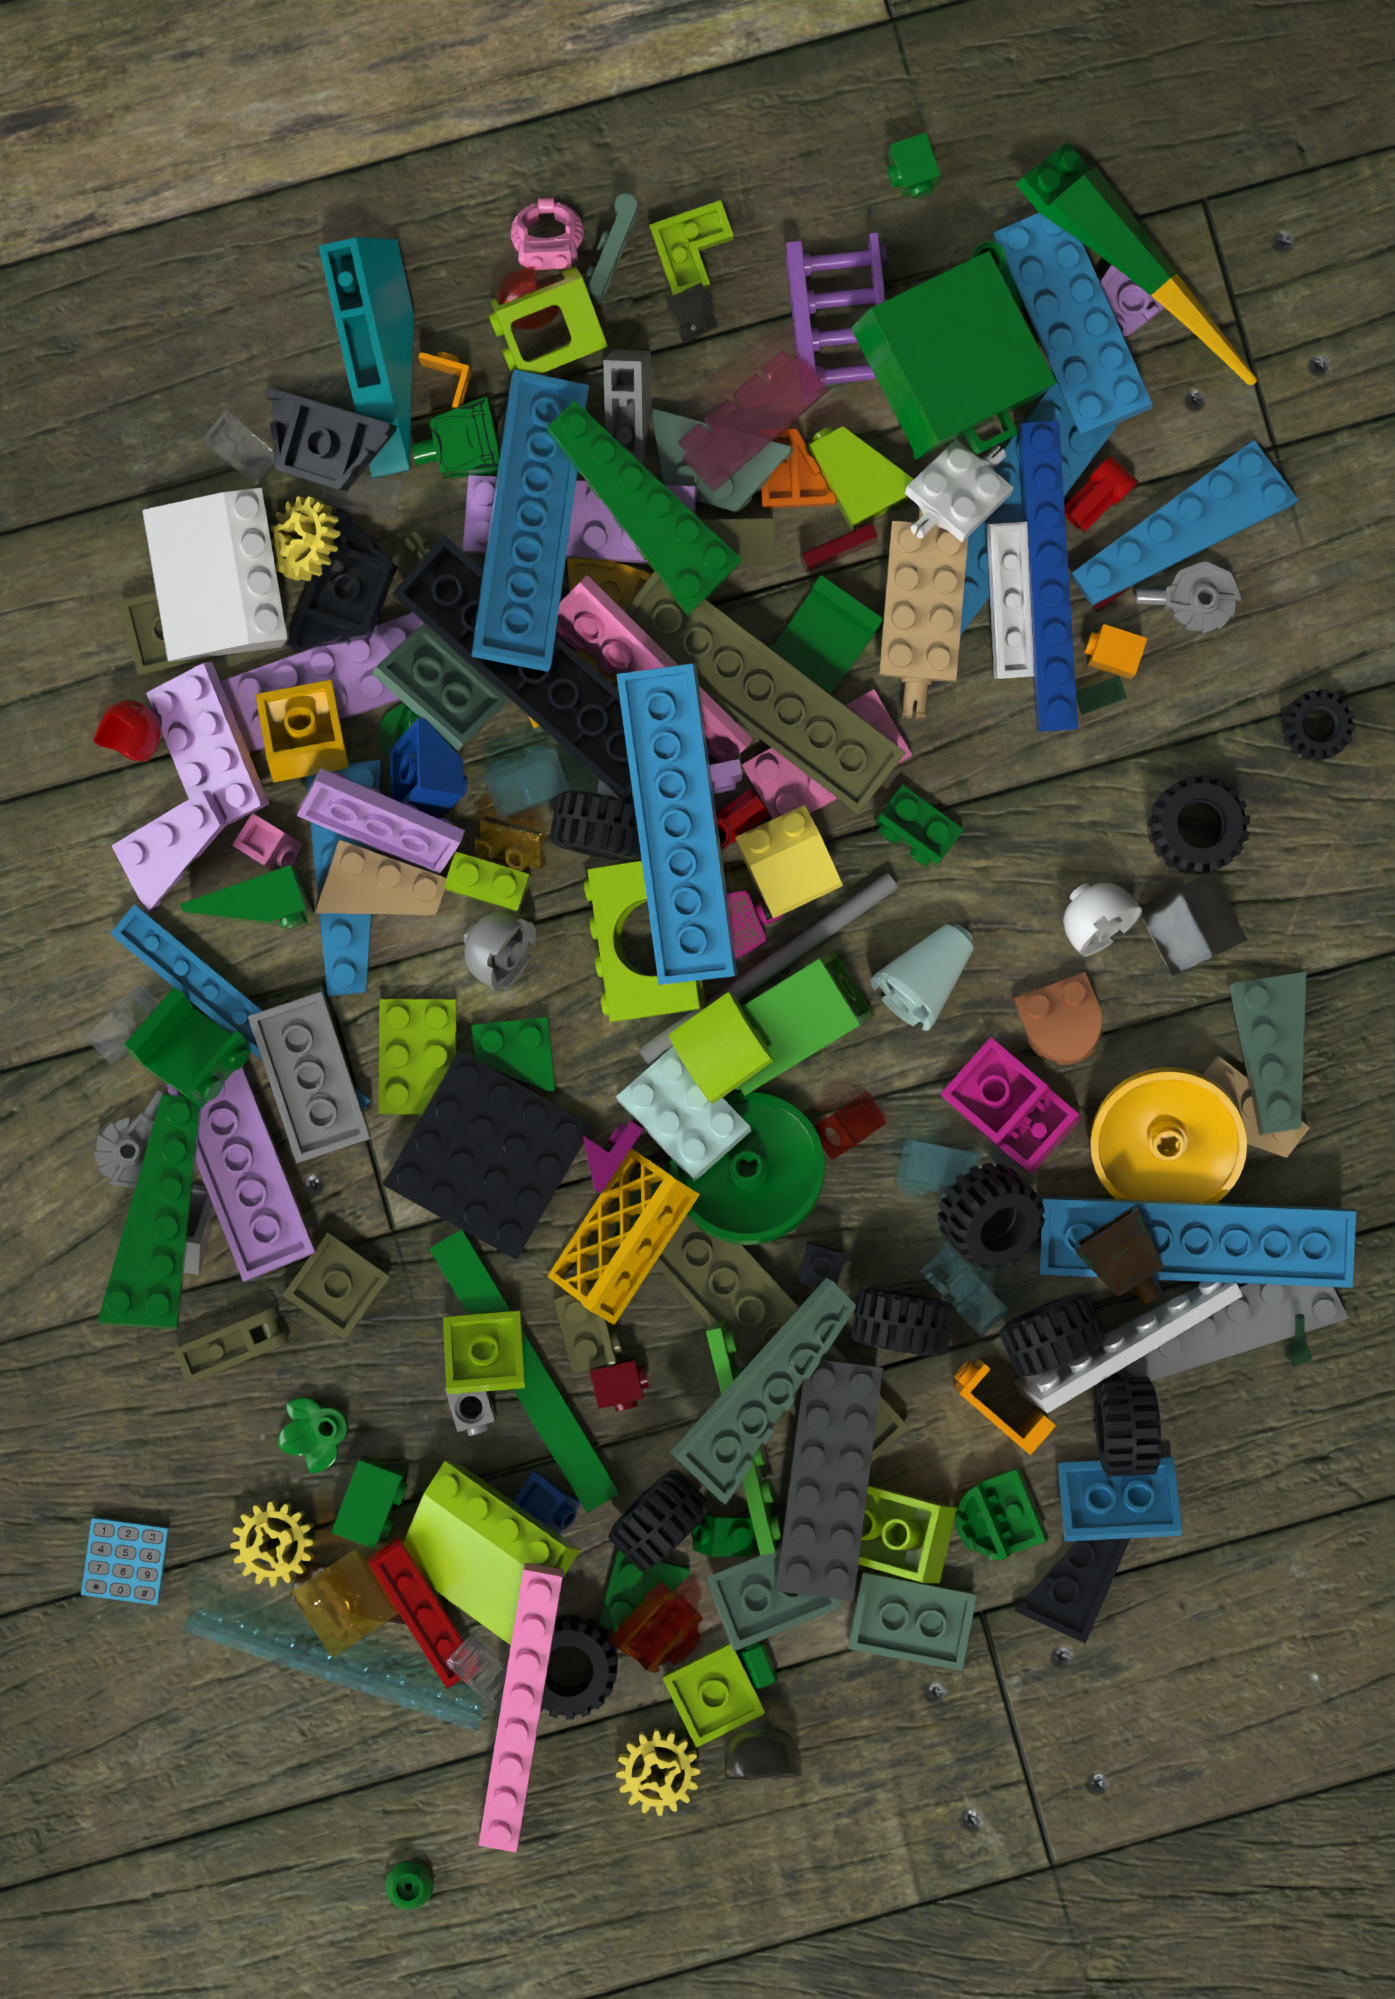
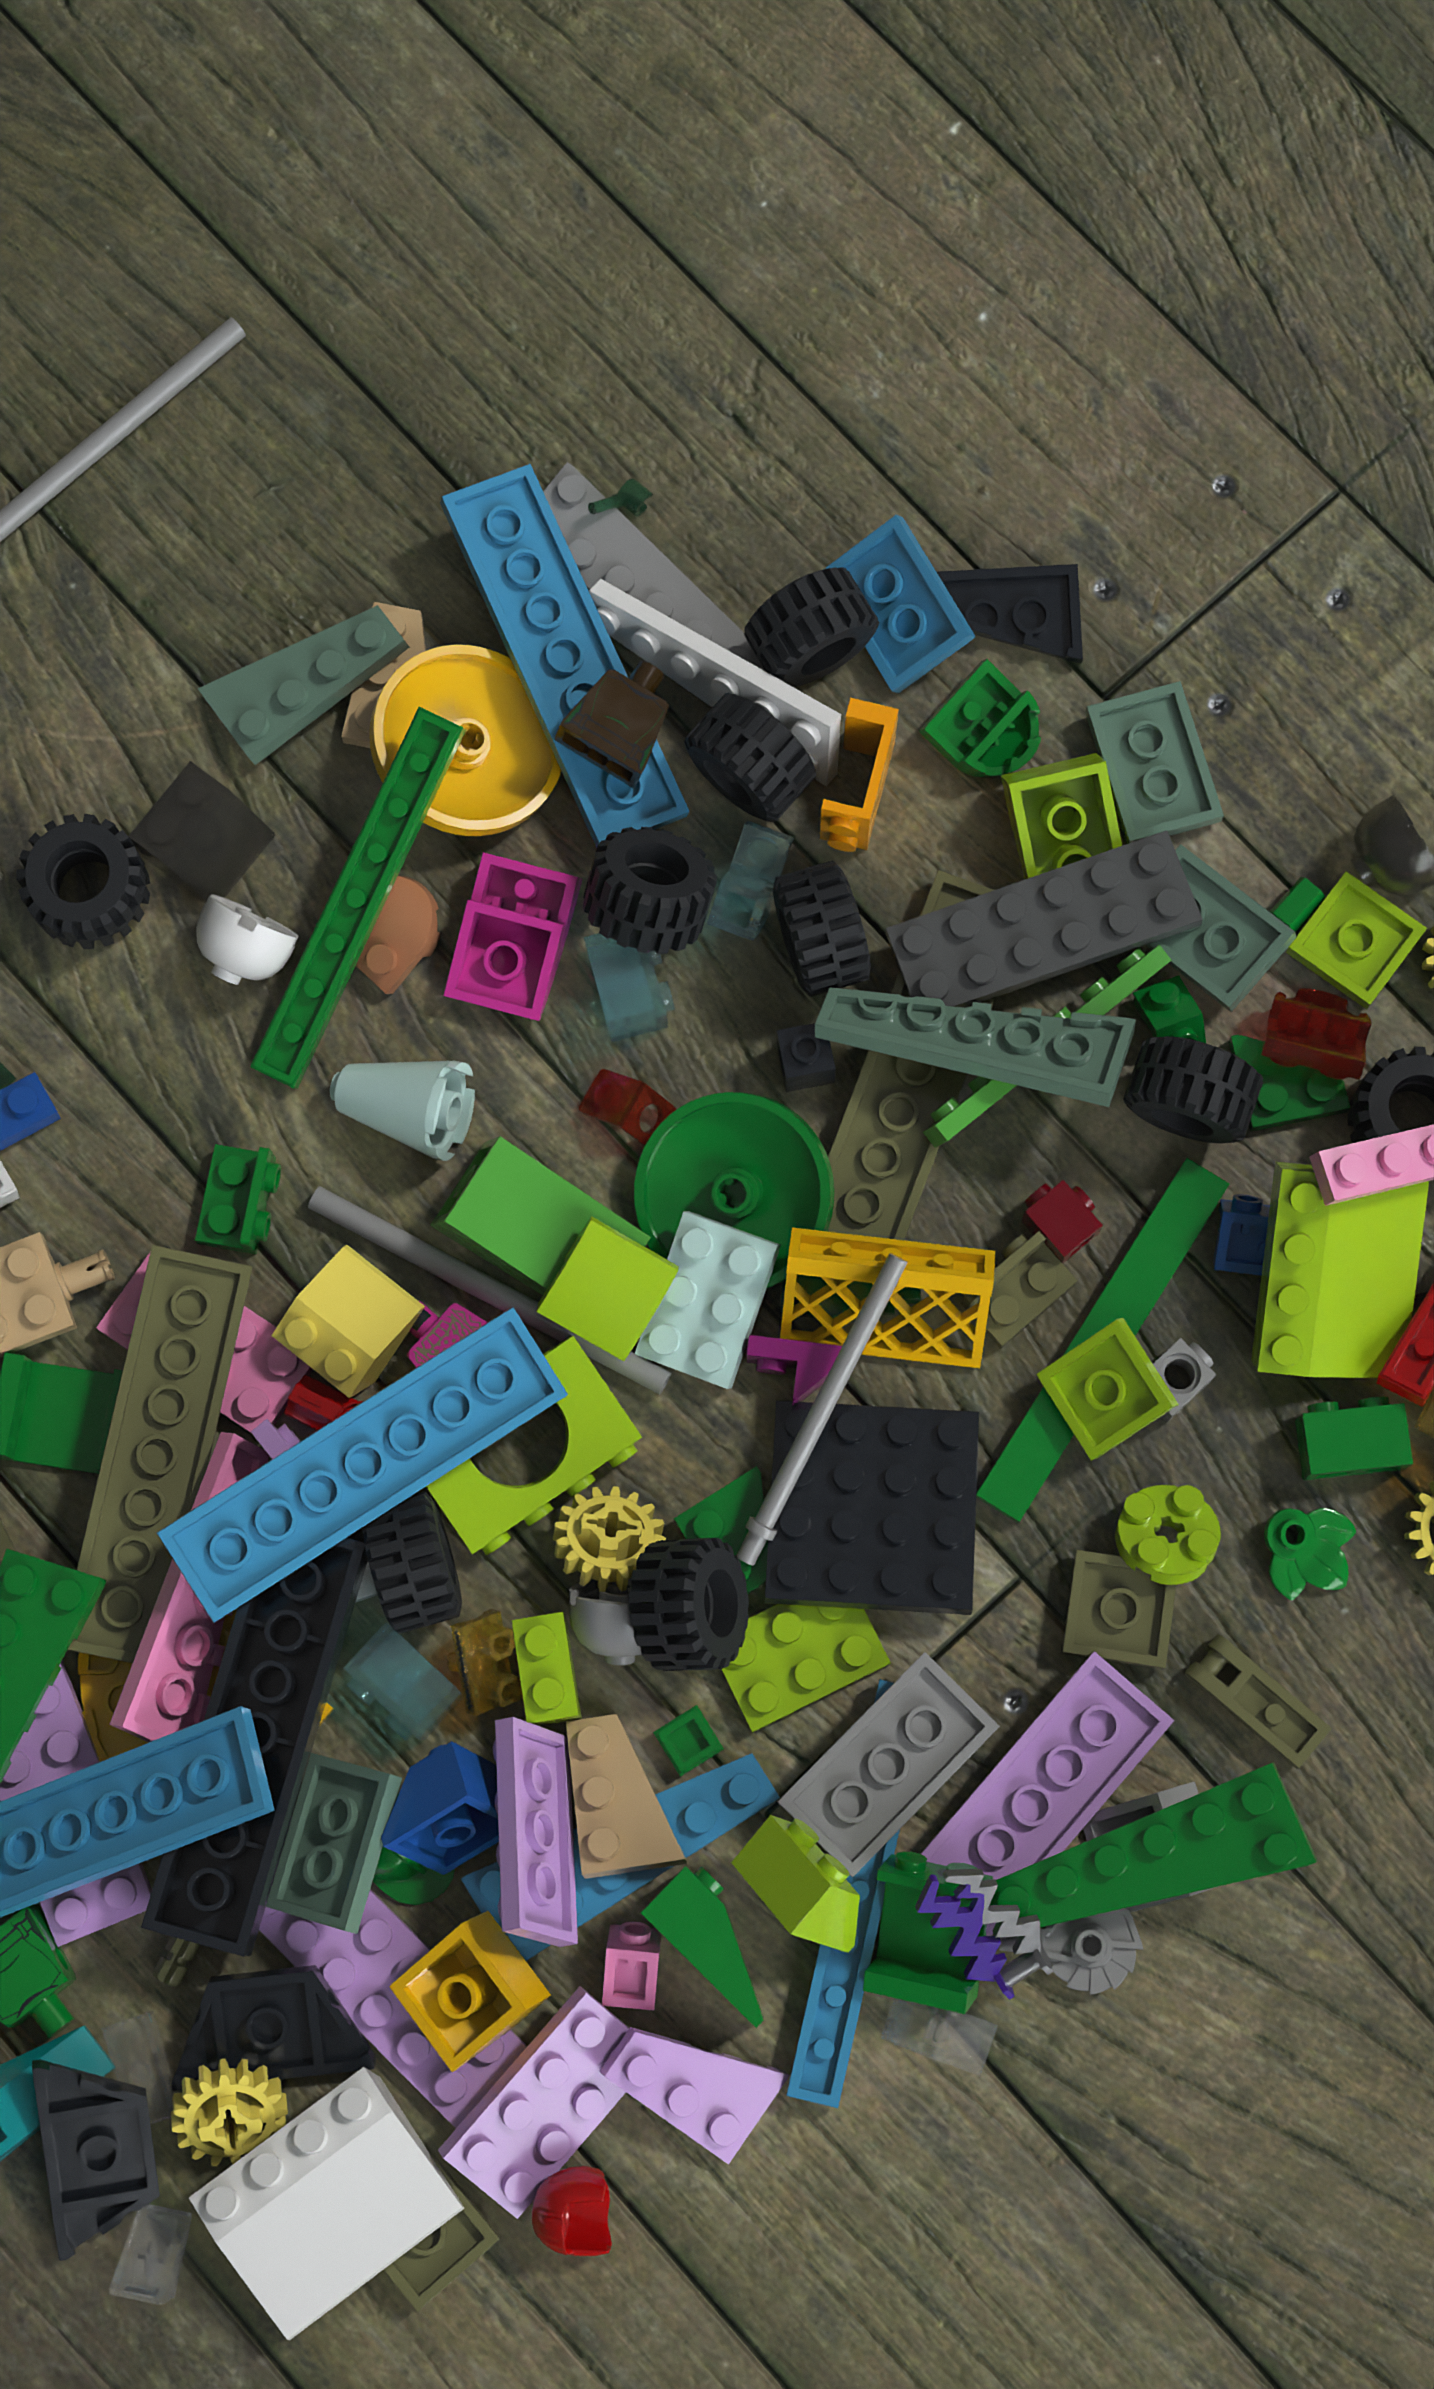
camera: 110 degrees left, 10 degrees down
(151, 1075) = (984, 1962): none -> piece
(258, 978) = (801, 1883): none -> lime slope
(358, 1326) = (1171, 1507): none -> lime plate
(395, 954) = (688, 1741): none -> green tile
(478, 996) = (689, 1604): none -> black tyre
(509, 1072) = (762, 1525): none -> light grey bar
(558, 983) = (605, 1536): none -> light yellow gear
(1088, 1011) = (358, 897): none -> green tile

